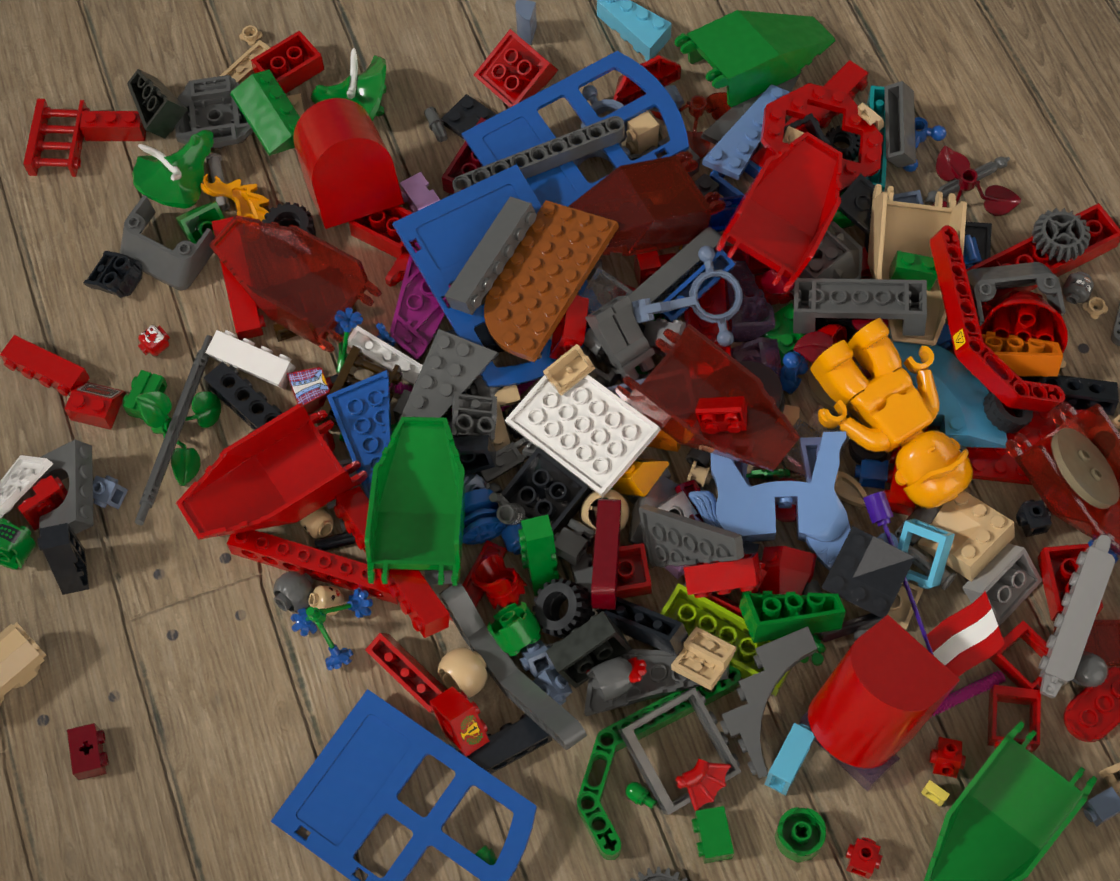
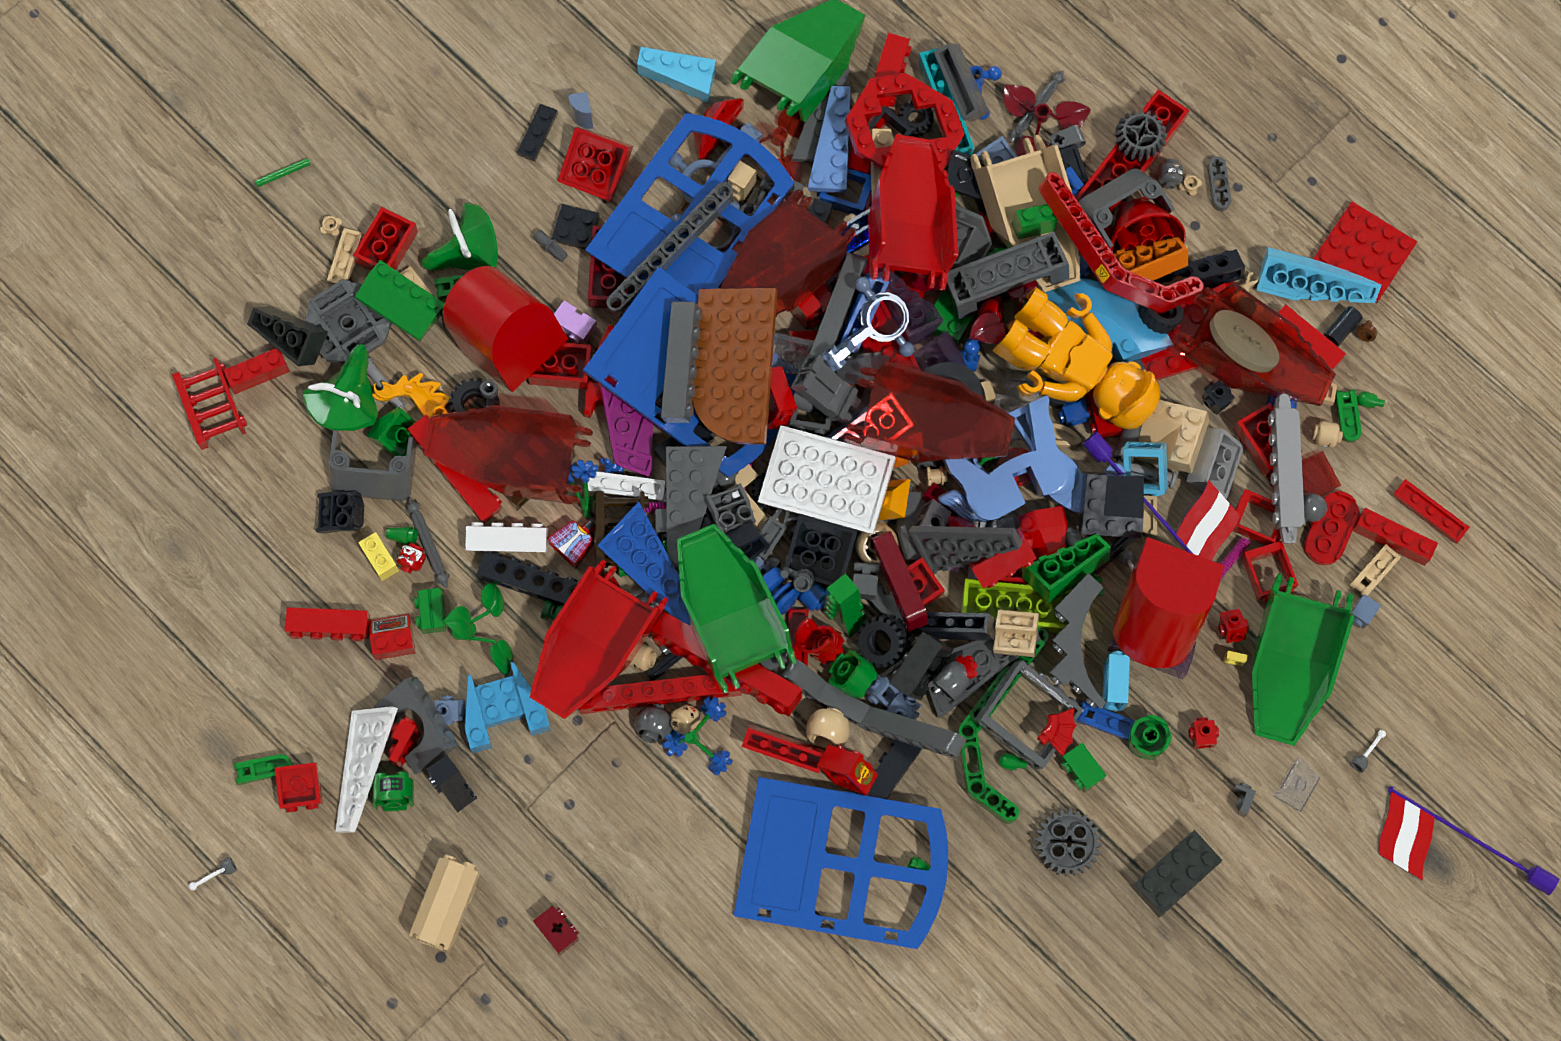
camera: 30 degrees left, 10 degrees up
(125, 327) = (378, 556): none -> light yellow brick
(159, 317) = (402, 535): none -> green cone
(161, 517) = (498, 704): none -> dark azure wedge
(173, 432) = (480, 630): dark grey axle -> none
(178, 335) = (428, 543): none -> dark grey wheel
(305, 222) = (489, 383): none -> dark grey axle
(477, 28) = (537, 132): none -> black plate
(568, 369) = (796, 437): tan hinge -> none
(722, 414) = (943, 425): red slope -> none
(760, 795) = (1105, 721): none -> blue plate
(870, 116) = (936, 88): tan slope -> none
(986, 214) = (1068, 137): none -> dark grey piece

